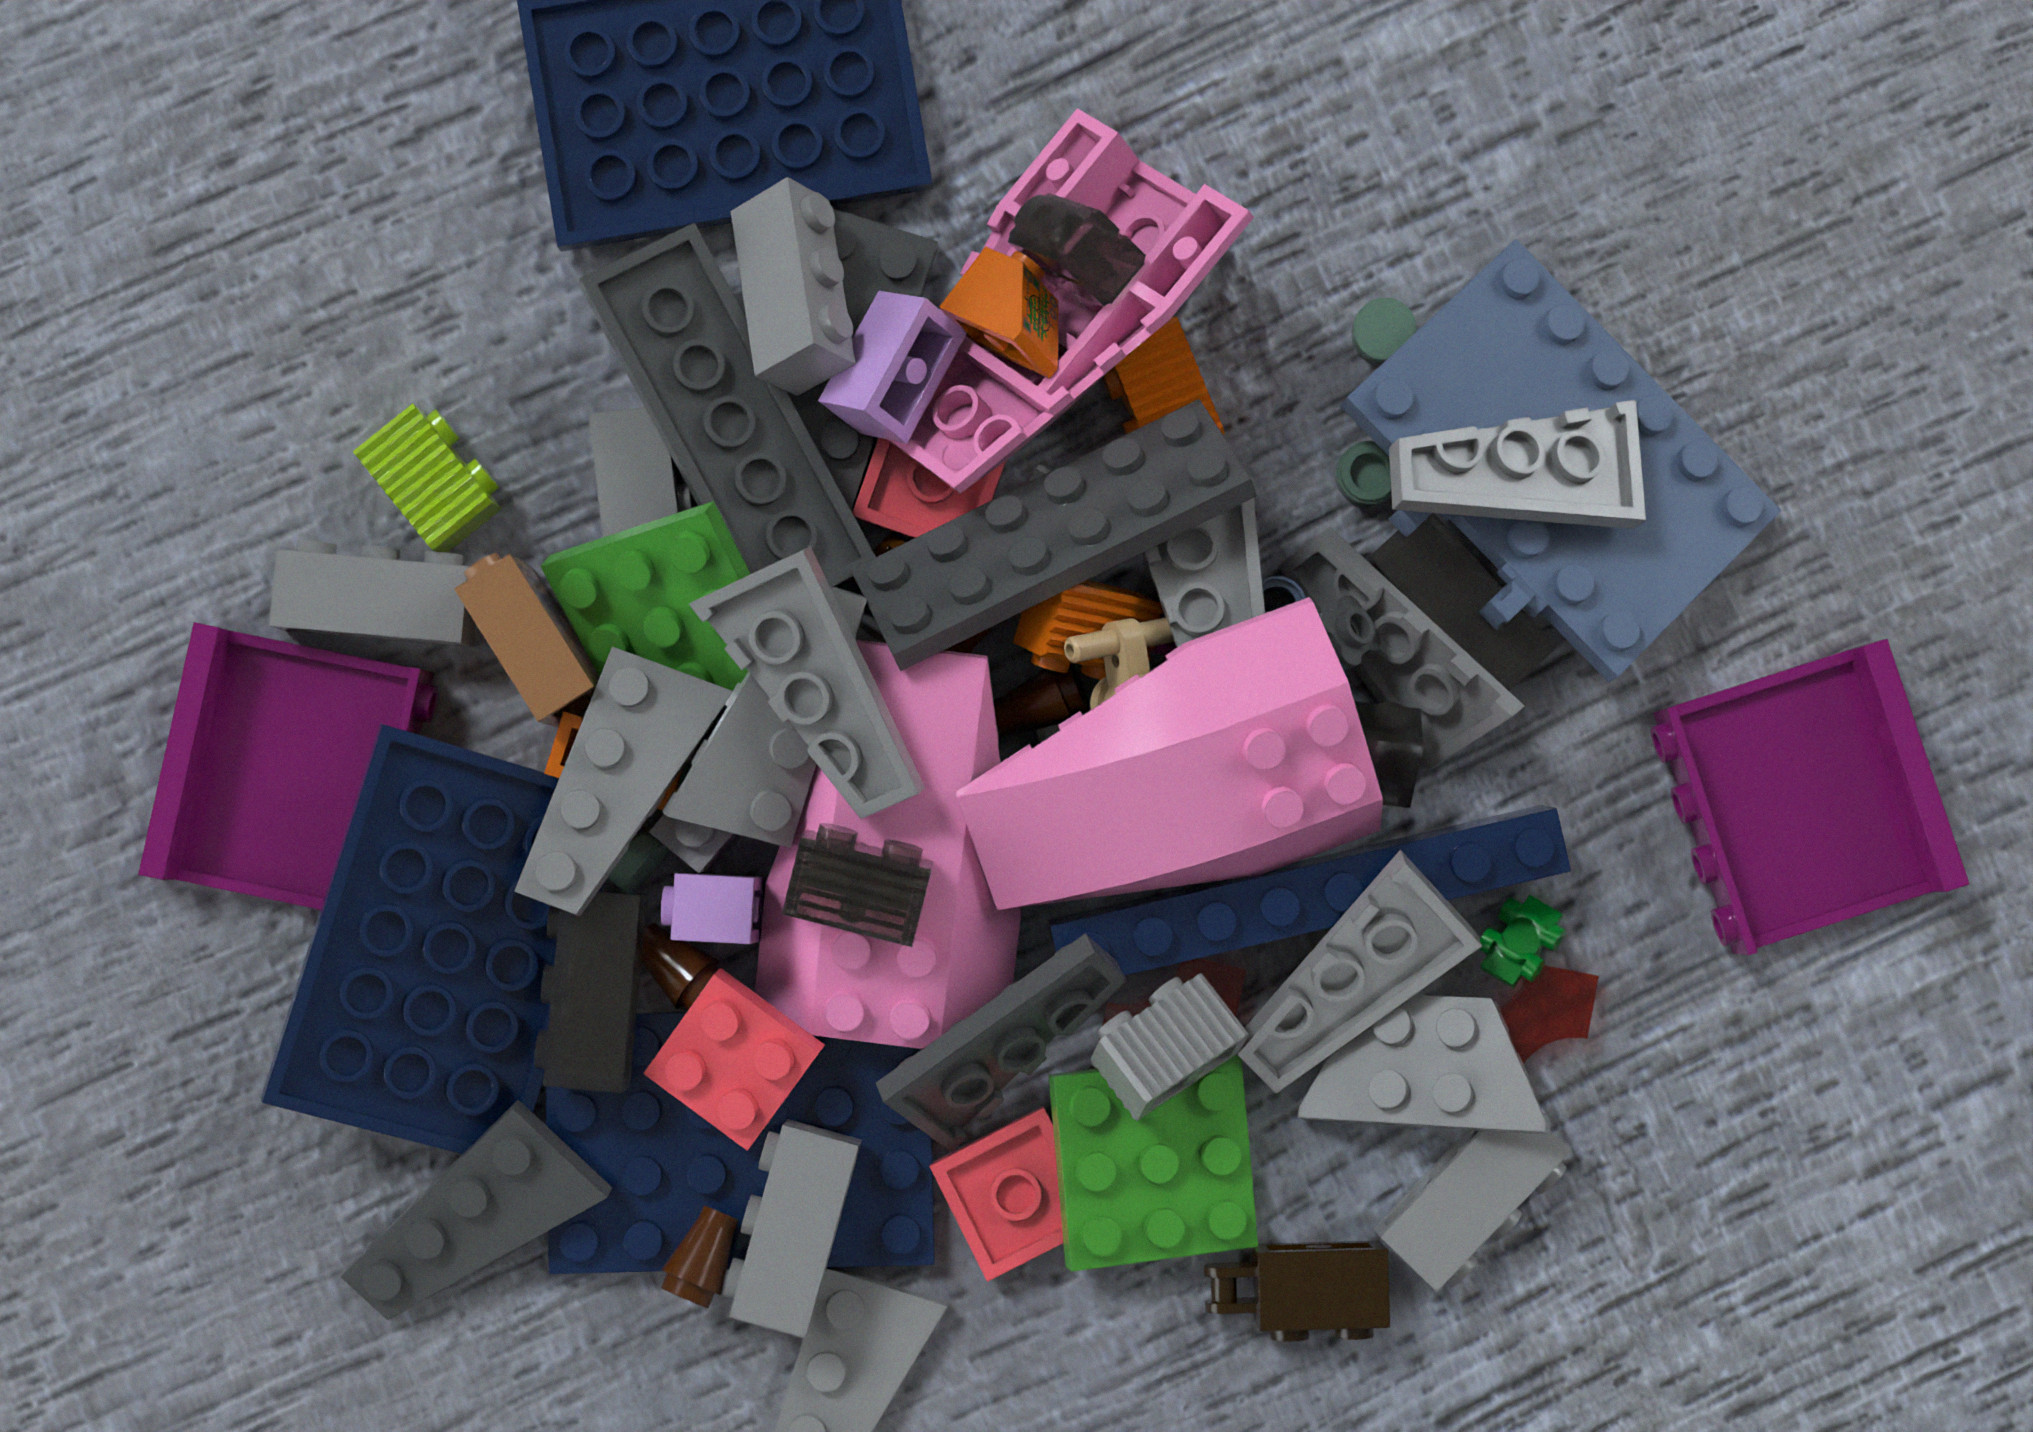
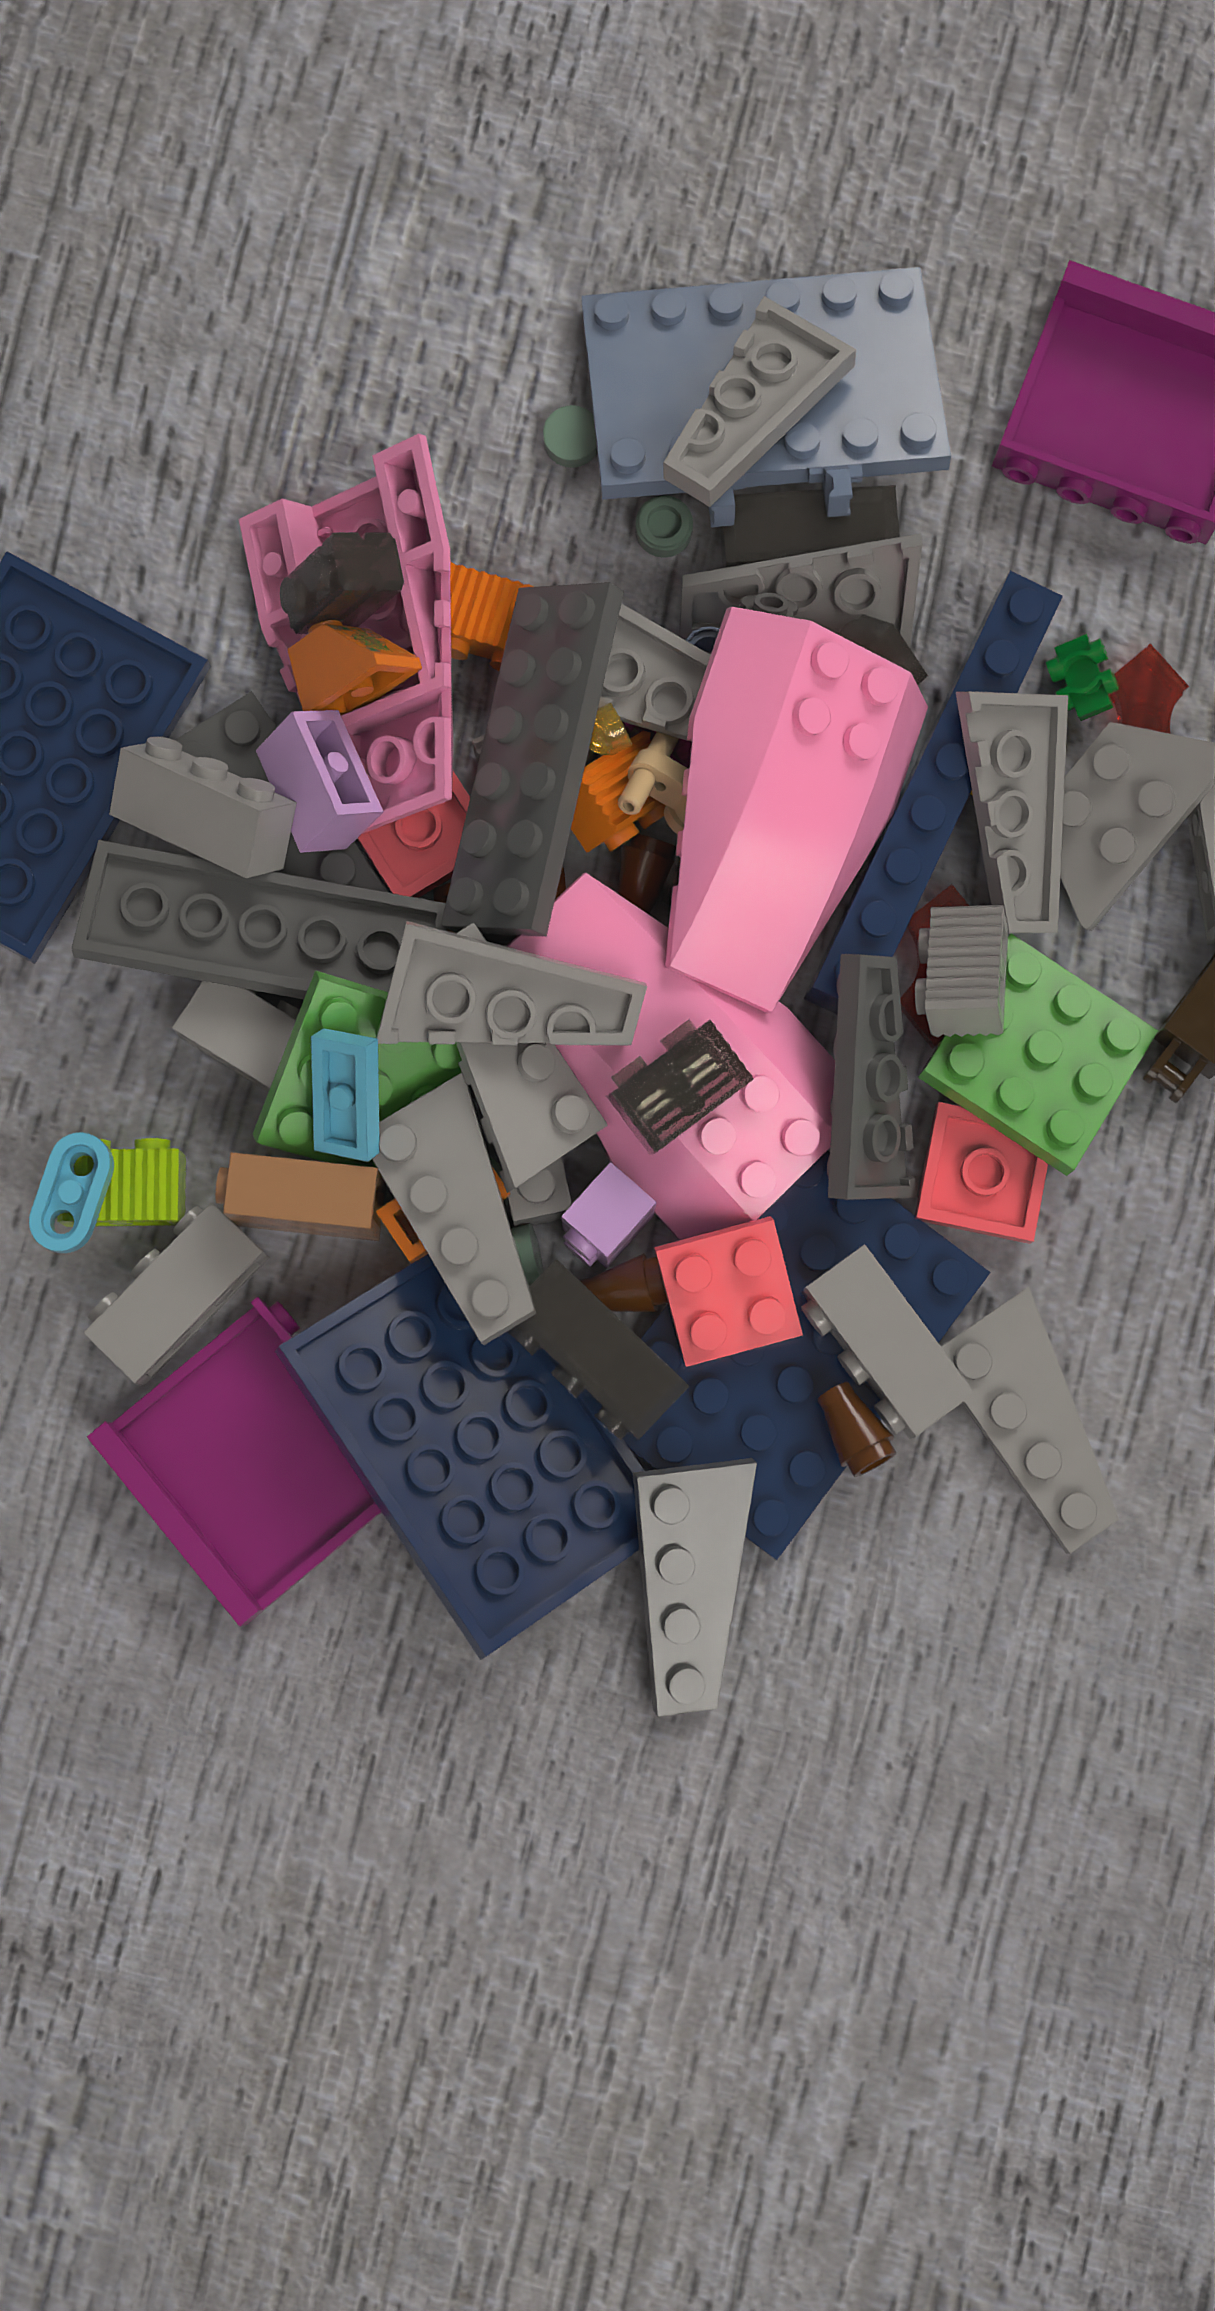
camera: 55 degrees left, 5 degrees down
(381, 445) = (67, 1193): none -> medium azure plate
(629, 611) = (345, 1094): none -> medium azure plate
(1126, 580) = (608, 732): none -> clear yellow hinge

